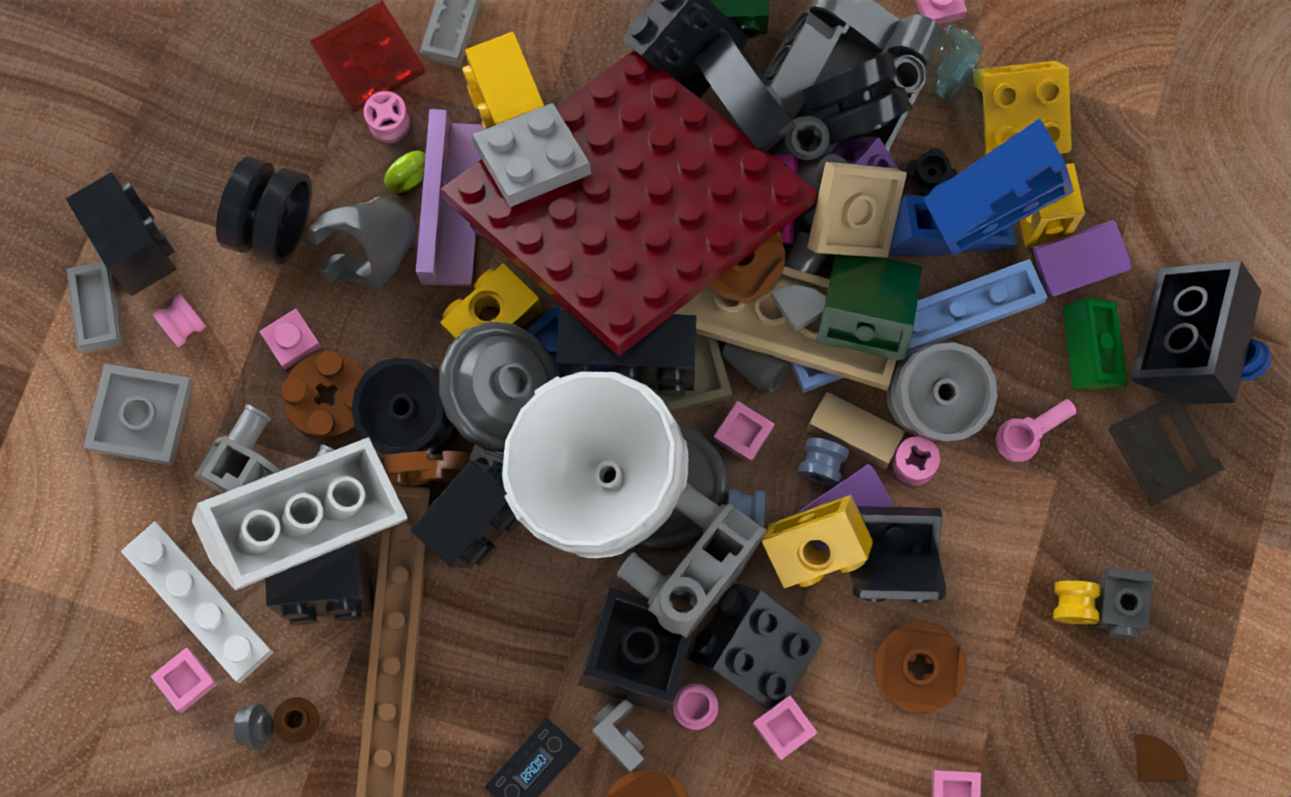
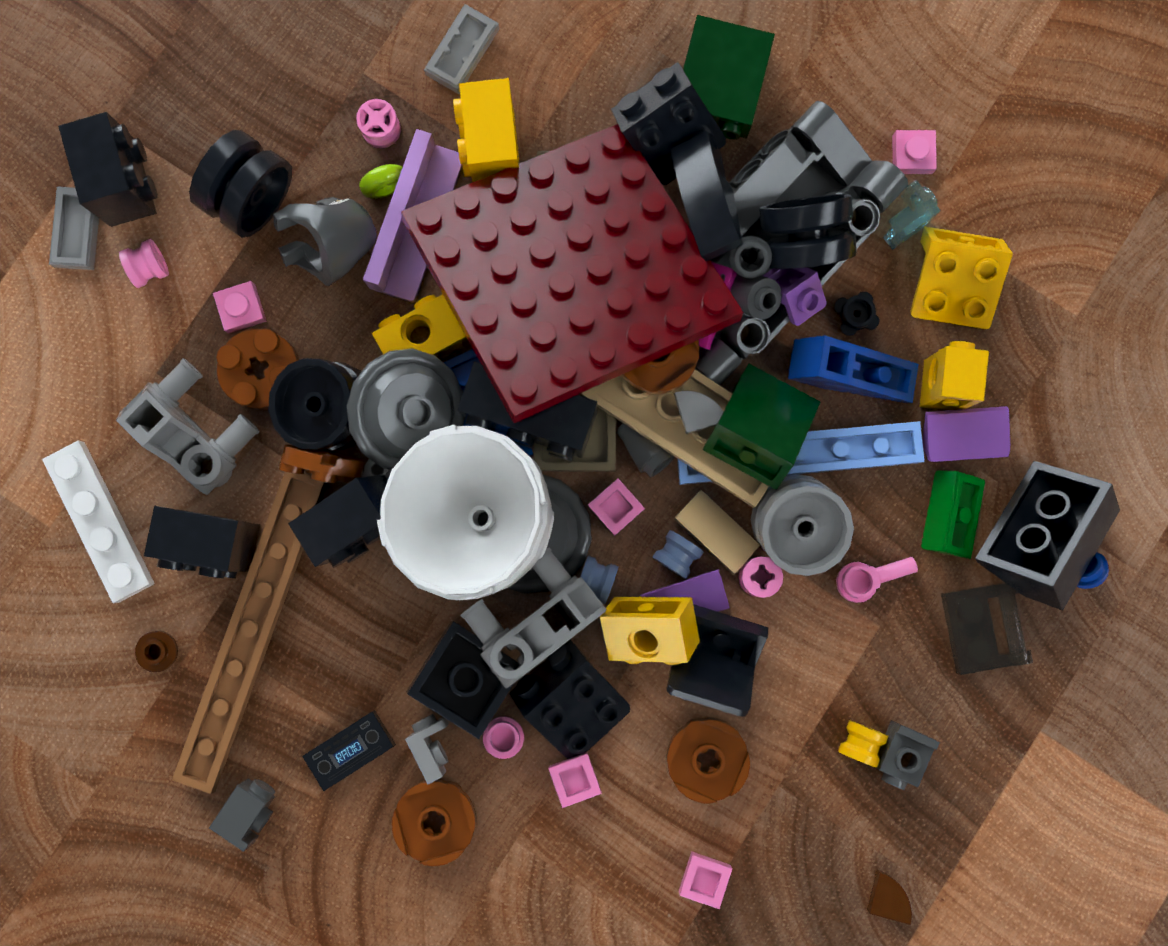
camera: 15 degrees right, 10 degrees up
(138, 414) = (87, 339): light grey plate -> none
(184, 680) = (68, 589): bright pink plate -> none
(253, 726) = (117, 647): dark grey plate -> none
(297, 514) = (191, 484): white slope -> none
(367, 56) = (376, 60): clear red plate -> none
(531, 154) = (491, 203): light grey plate -> none
(856, 210) = (775, 337): tan plate -> none
(1000, 189) = (912, 359): blue wedge -> none

